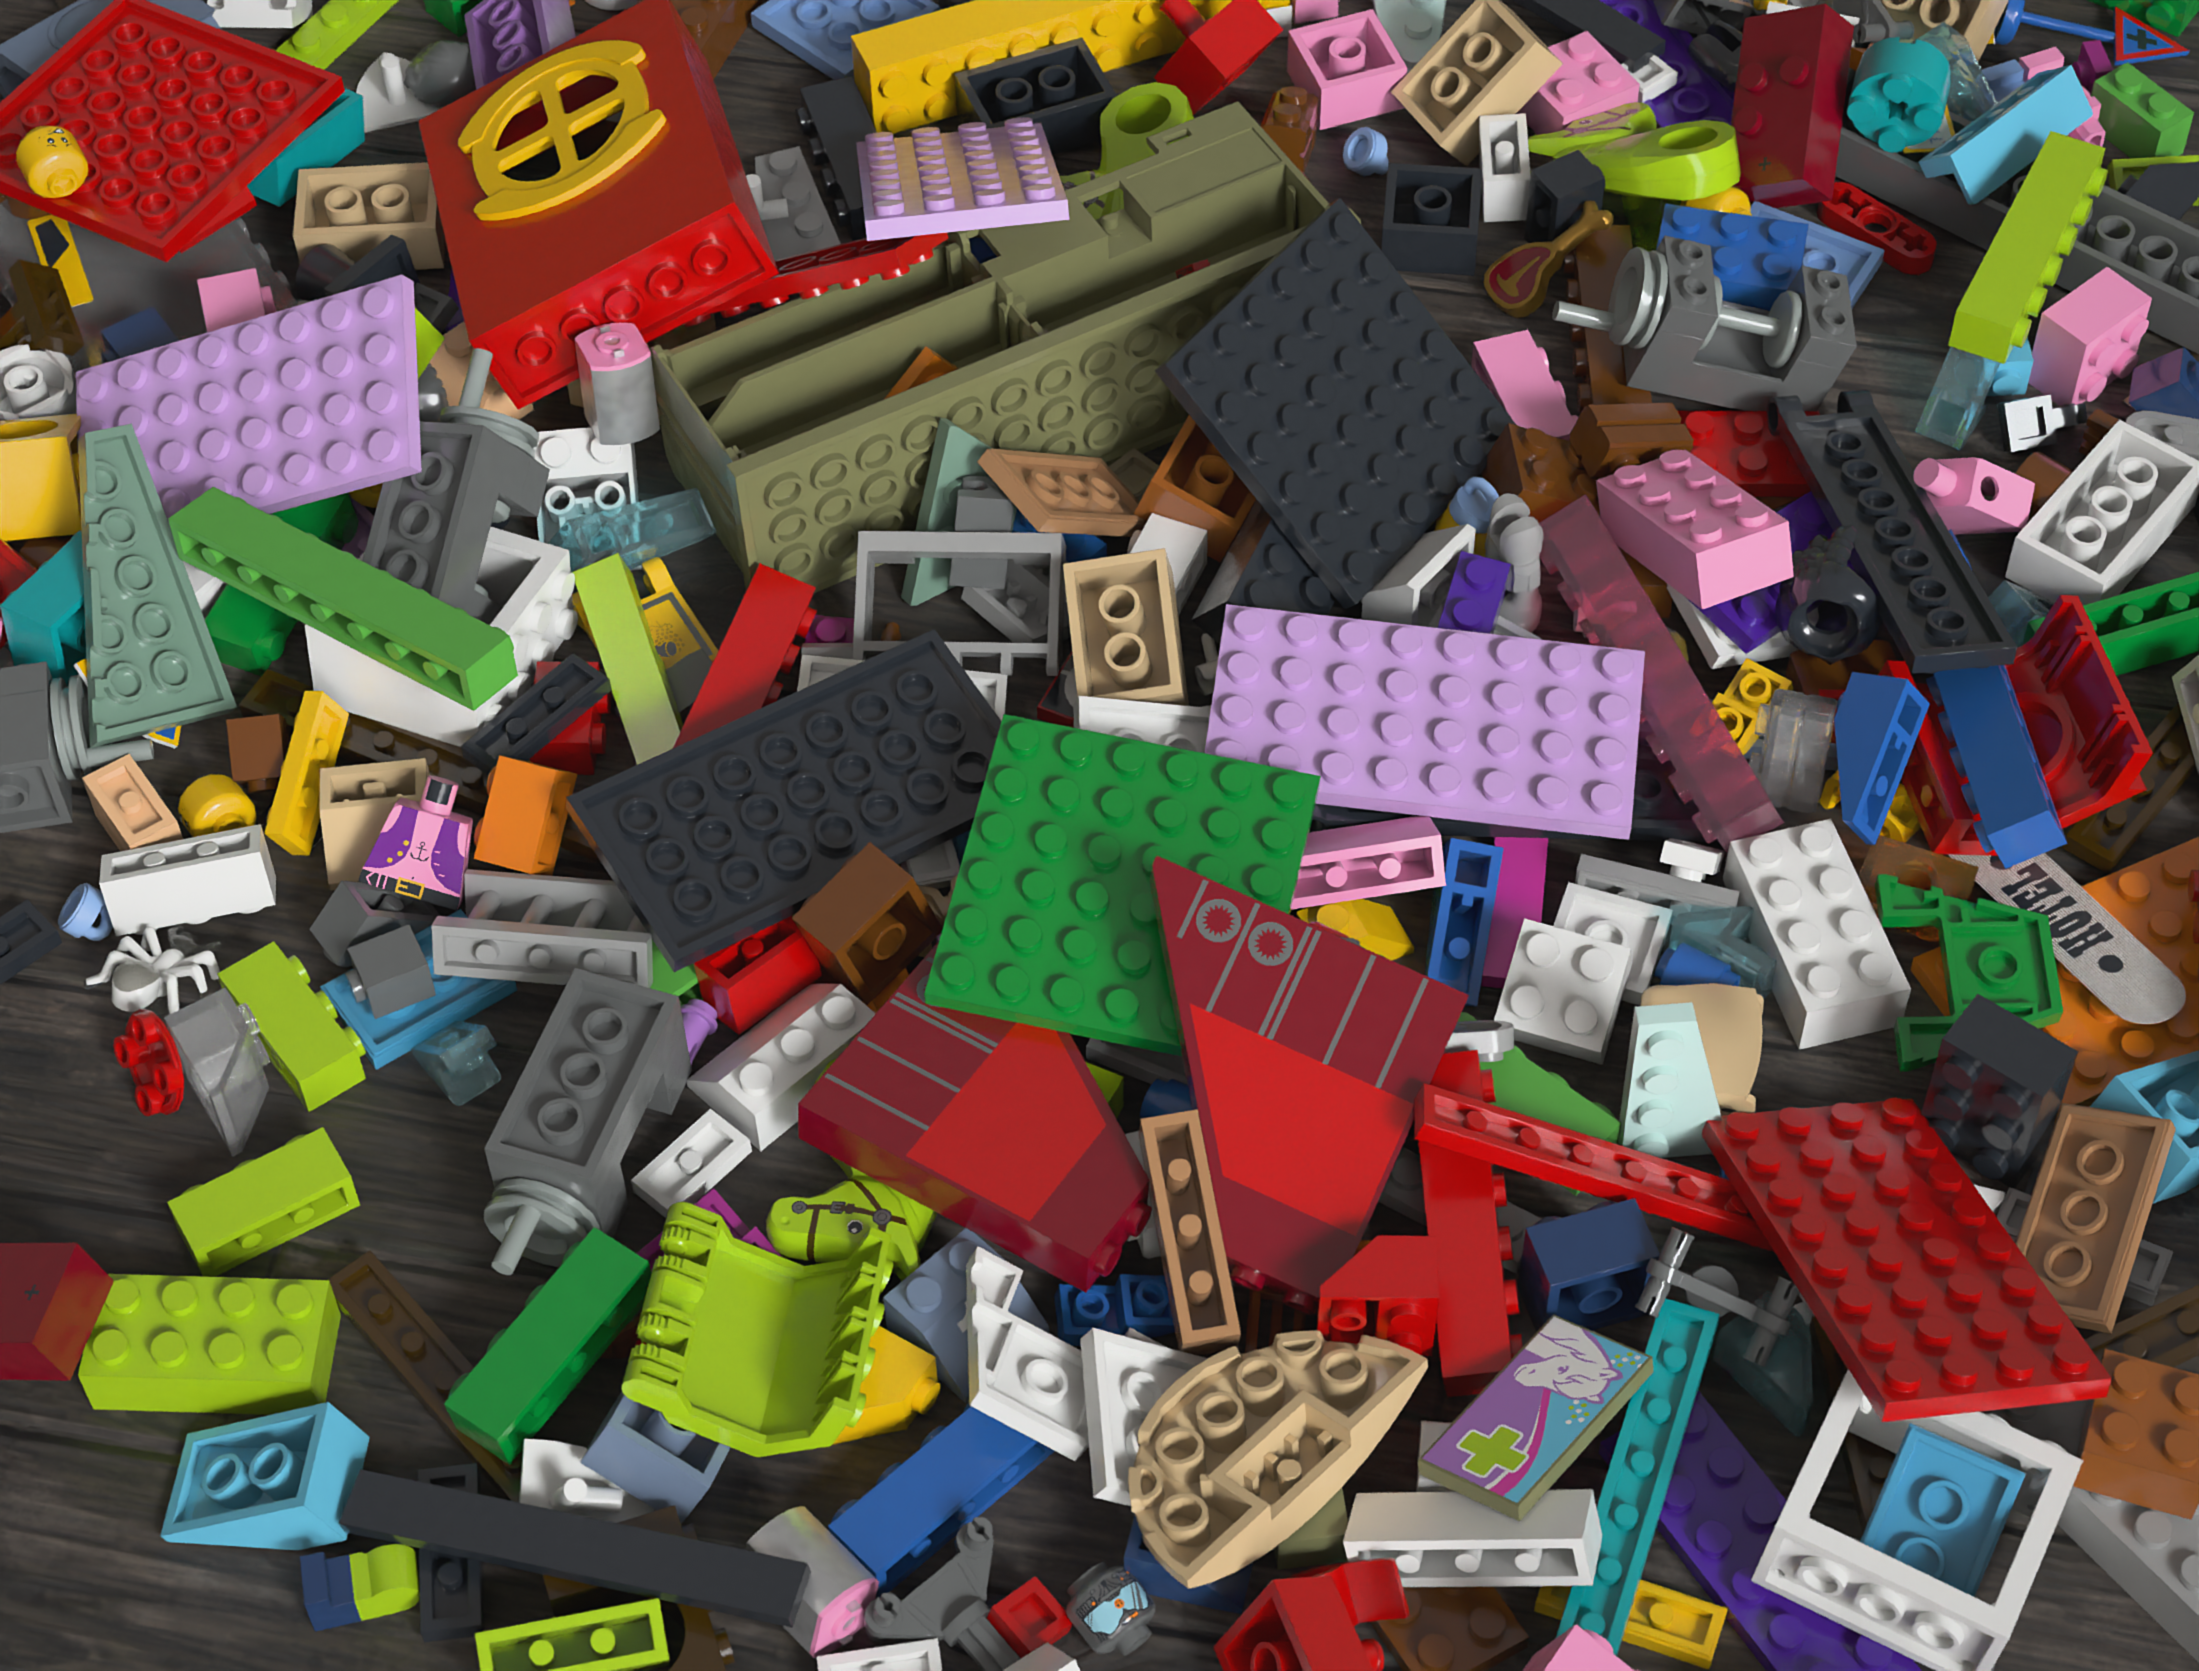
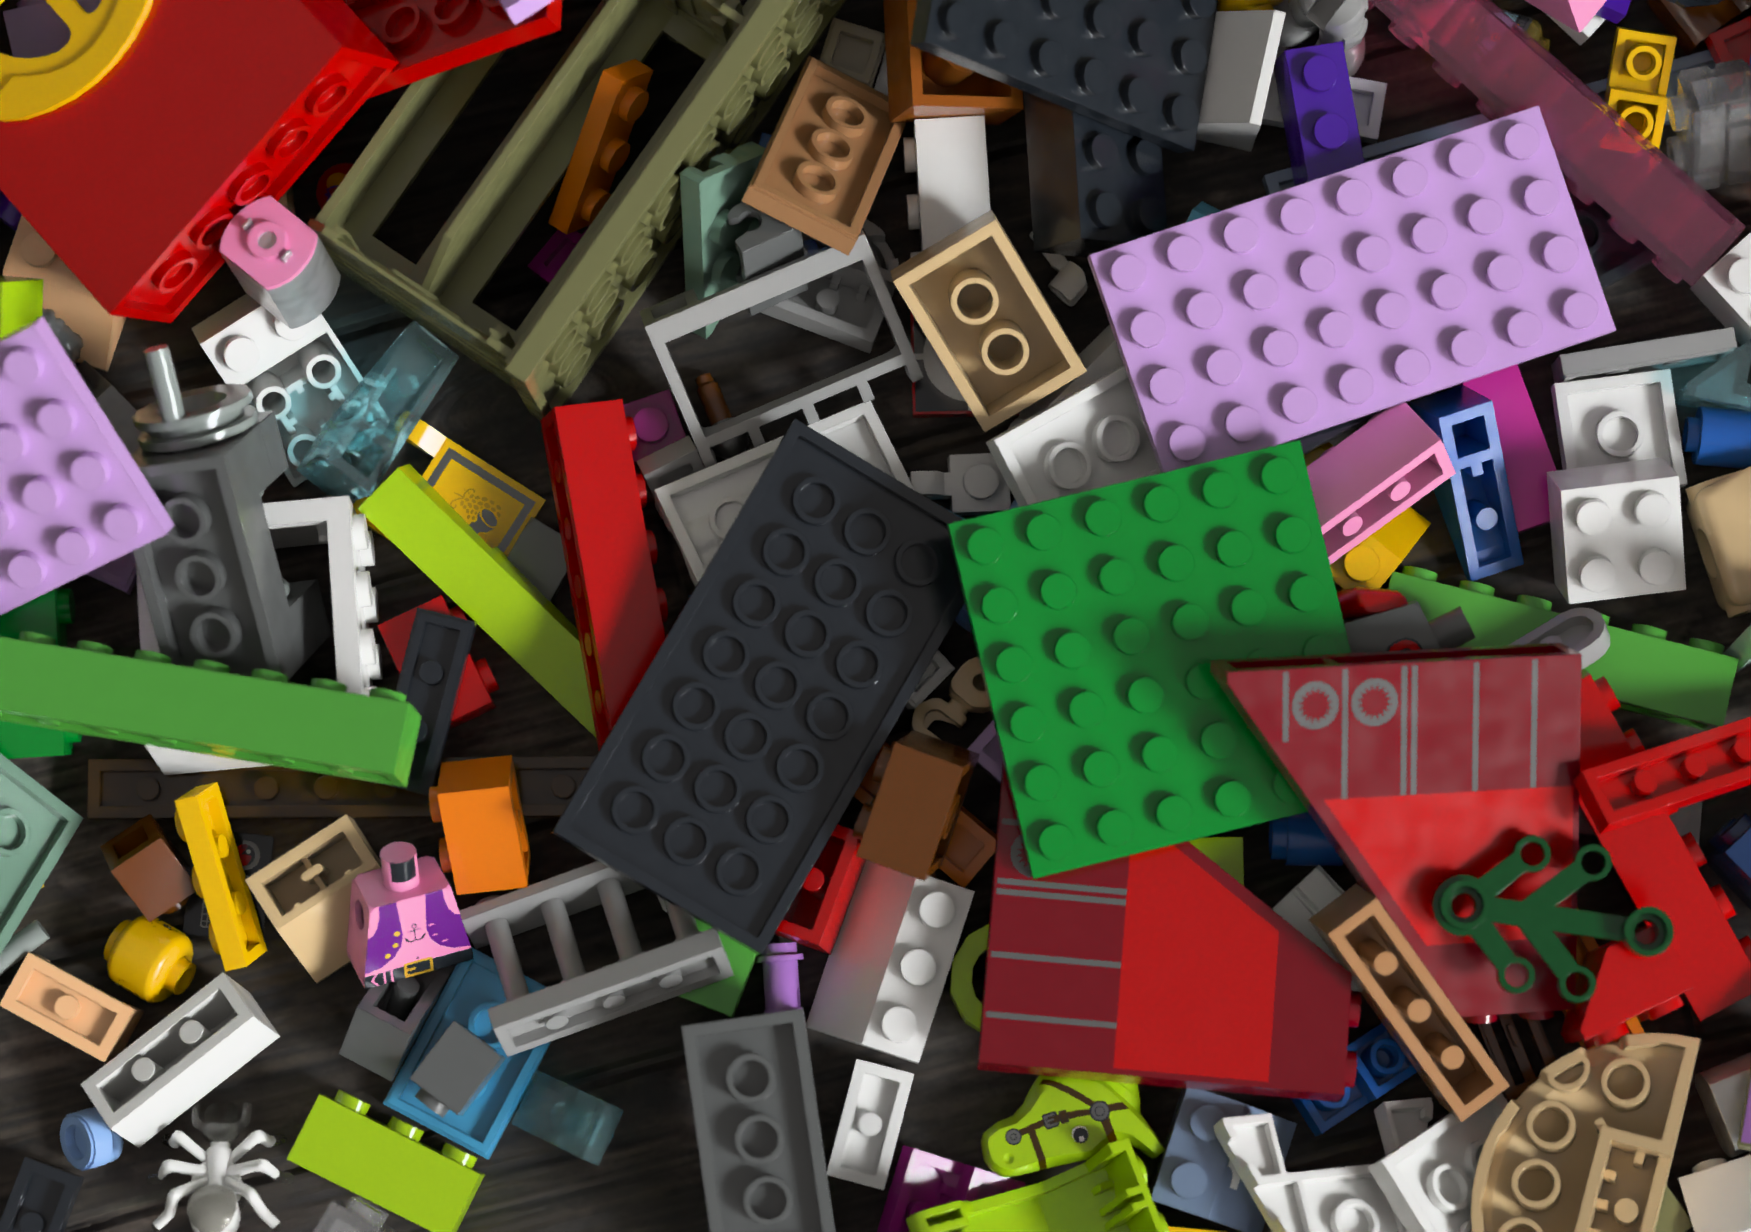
camera: 30 degrees left, 30 degrees up
(1335, 1179) = (1539, 916): none -> dark green plant
(1691, 859) = (1667, 309): white plate -> none

